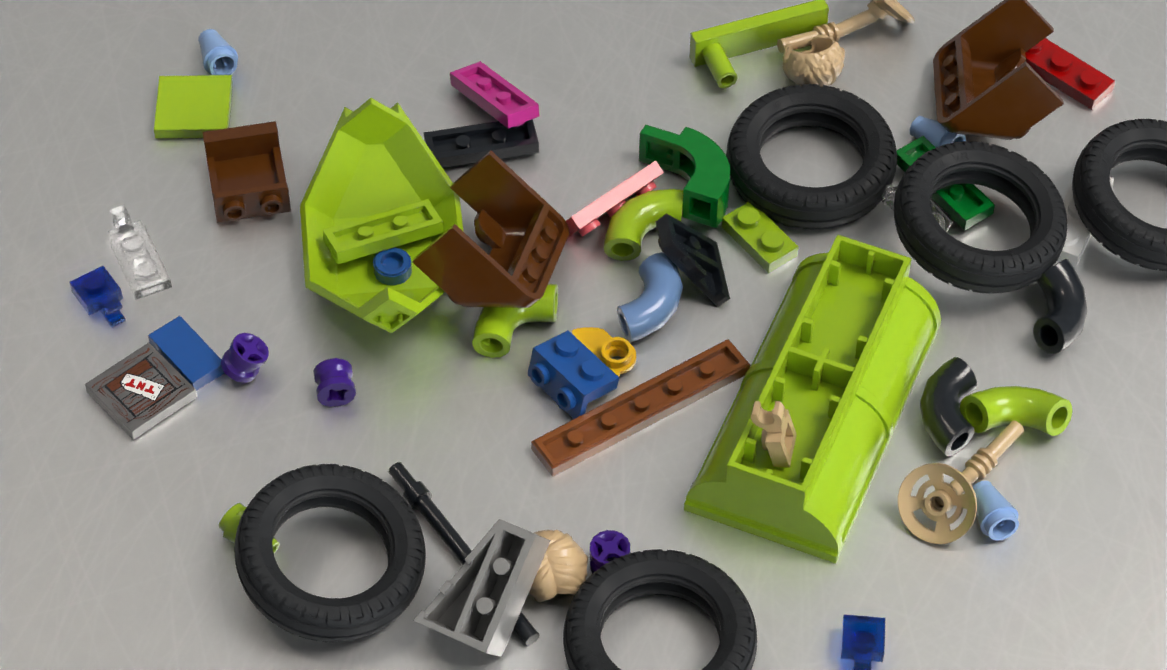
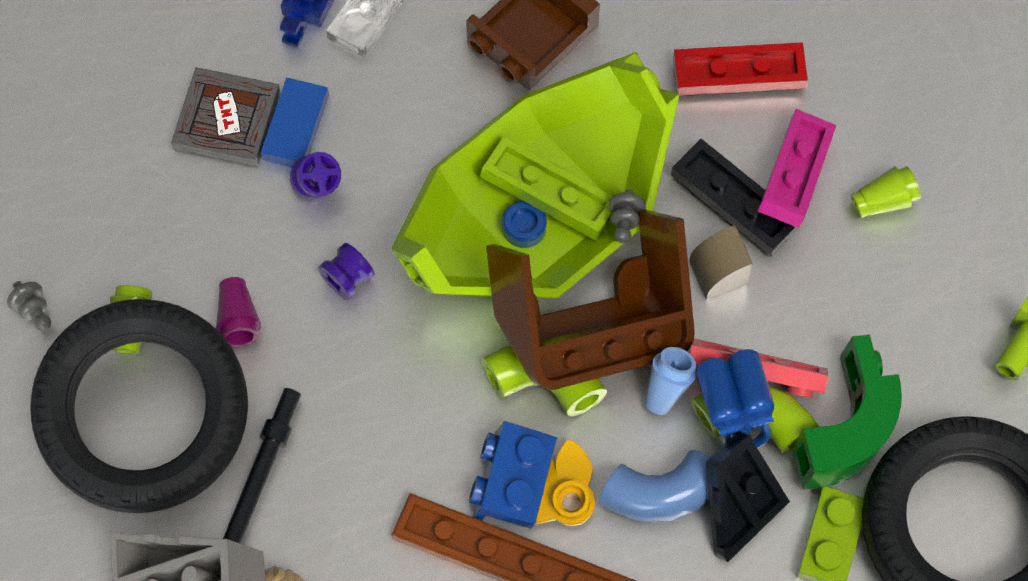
camera: 55 degrees right, 15 degrees up
(182, 591) = (28, 301): none -> dark grey hair
(291, 458) = (236, 313): none -> magenta cone
(397, 77) = (740, 69): none -> red plate
(444, 195) = (625, 213): none -> dark grey hair
(527, 164) = (721, 263): none -> dark tan brick
(552, 64) = (887, 193): none -> lime cone
(582, 245) = (669, 378): none -> light blue cone
(629, 209) = (737, 395): none -> blue piece

